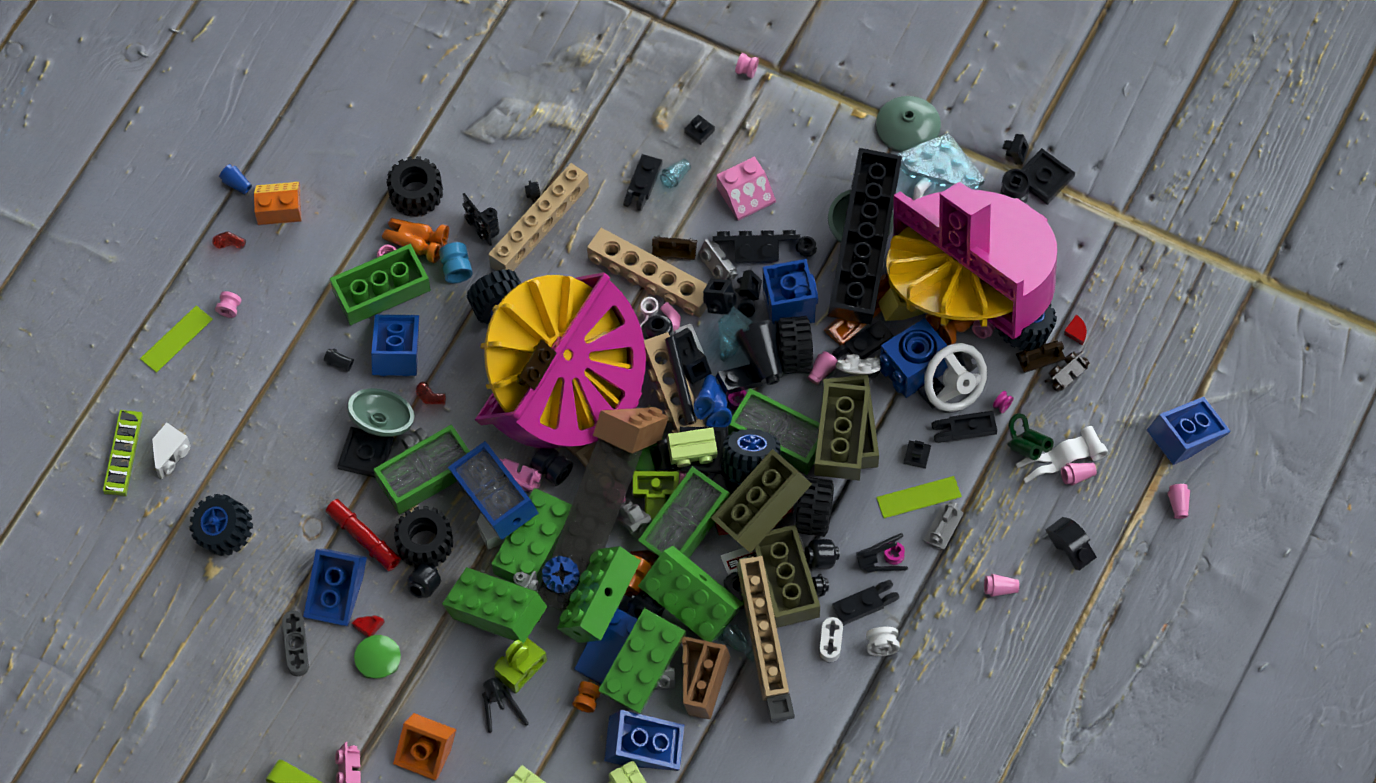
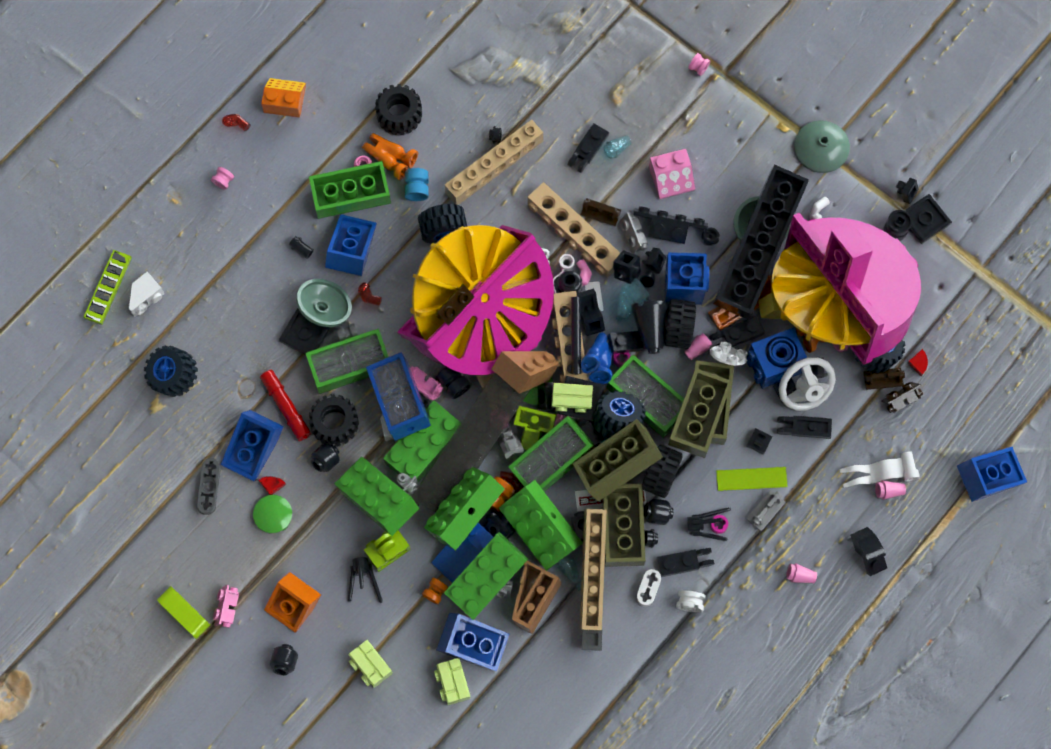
camera: 10 degrees right, 10 degrees up
(176, 338) = (174, 197): lime sticker -> none
(235, 179) = (253, 69): blue cone -> none
(484, 222) = (449, 156): black hinge -> none
(553, 582) = (431, 475): blue gear -> none
(699, 129) = (646, 111): black tile -> none
(941, 162) = (841, 189): clear light blue plate -> none
(1003, 402) = (842, 412): dark pink bush -> none
(1030, 442) = (855, 453): dark green piece -> none
(1179, 498) = (969, 534): bright pink cone -> none

